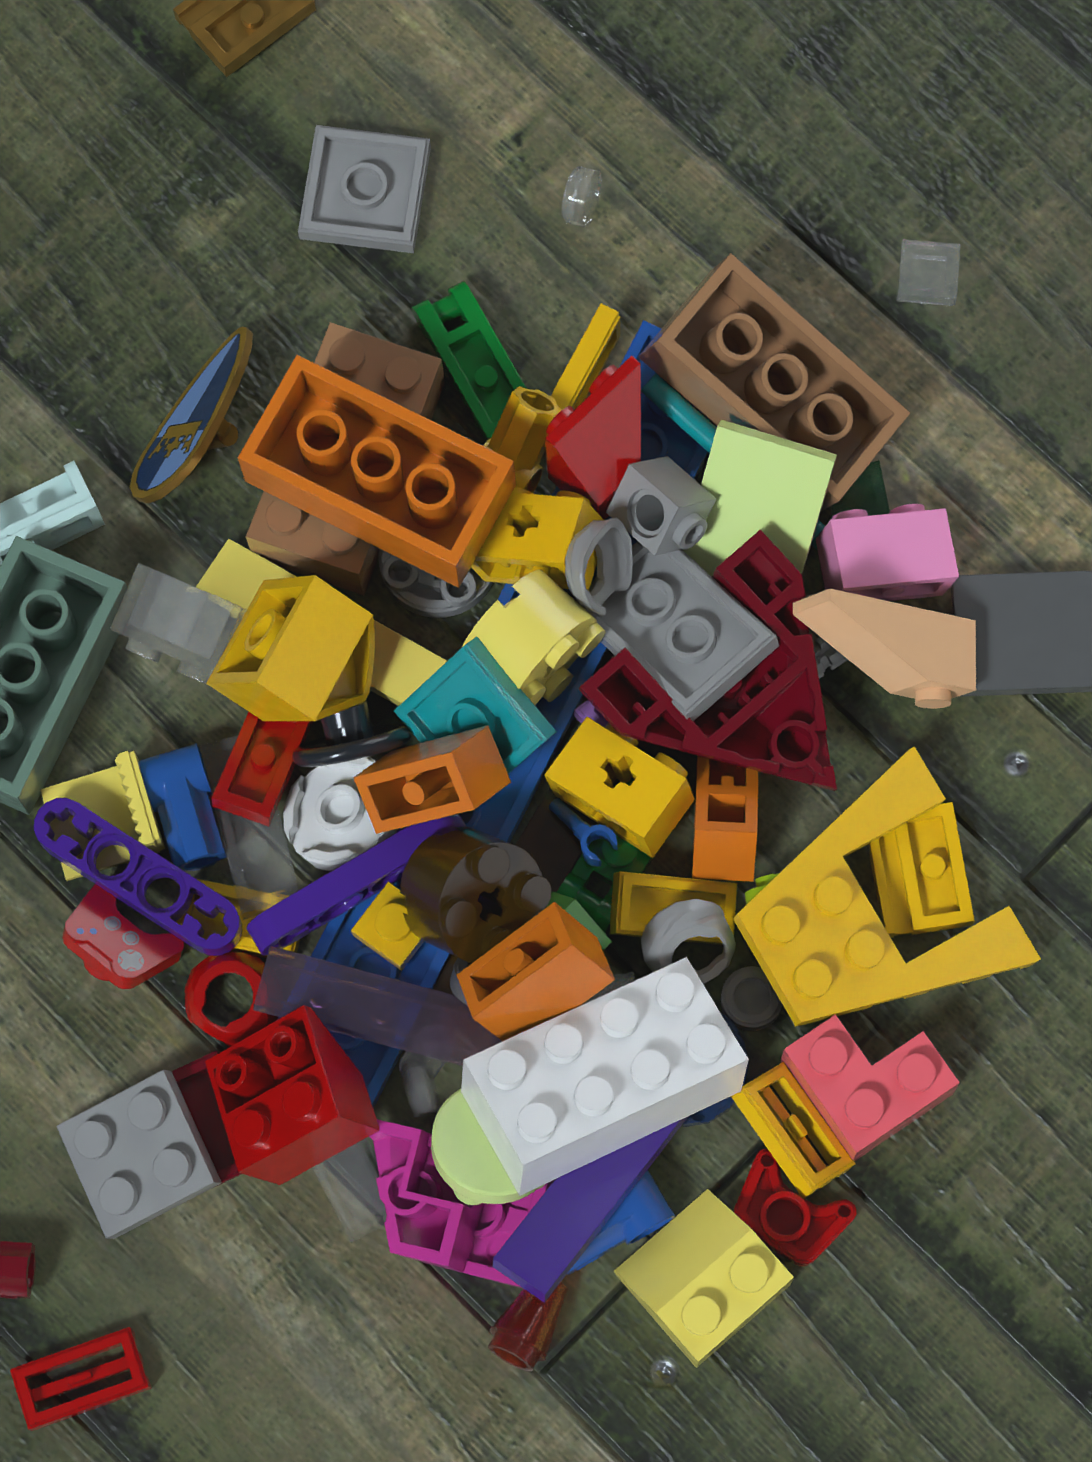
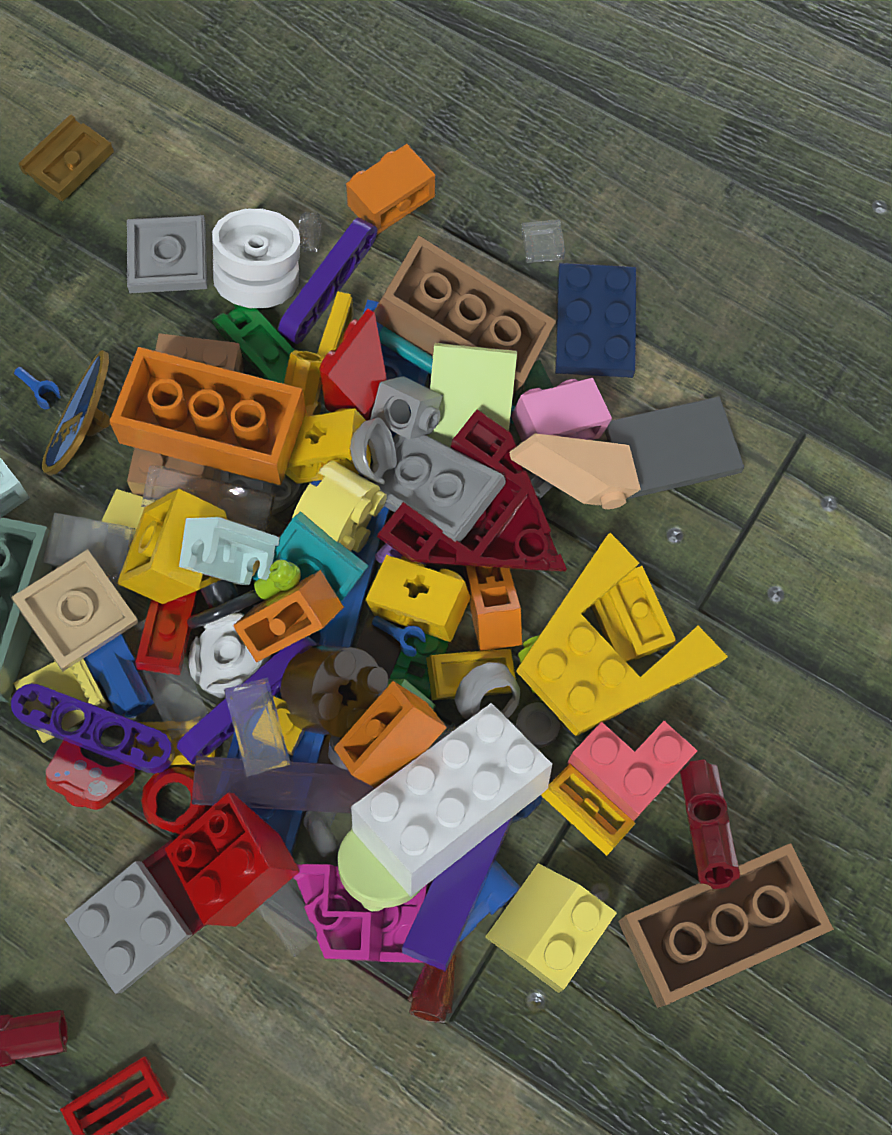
camera: 20 degrees left, 5 degrees down
(142, 360) = (38, 387): none -> blue hand
(143, 710) = (75, 610): none -> tan plate
(359, 923) = (257, 726): none -> clear tile
(364, 673) = (226, 549): none -> light aqua hinge
(400, 607) = (240, 503): none -> clear tile
(432, 724) = (283, 577): none -> lime arm
(492, 229) = (255, 258): none -> white wheel
(592, 277) = (327, 280): none -> dark purple beam
(715, 149) = (391, 188): none -> orange brick
(784, 1218) = (596, 872): red piece -> none
(940, 1326) = (722, 931): none -> medium nougat brick
(950, 1185) = (709, 825): none -> dark red piece
(978, 413) = (596, 320): none -> dark blue plate

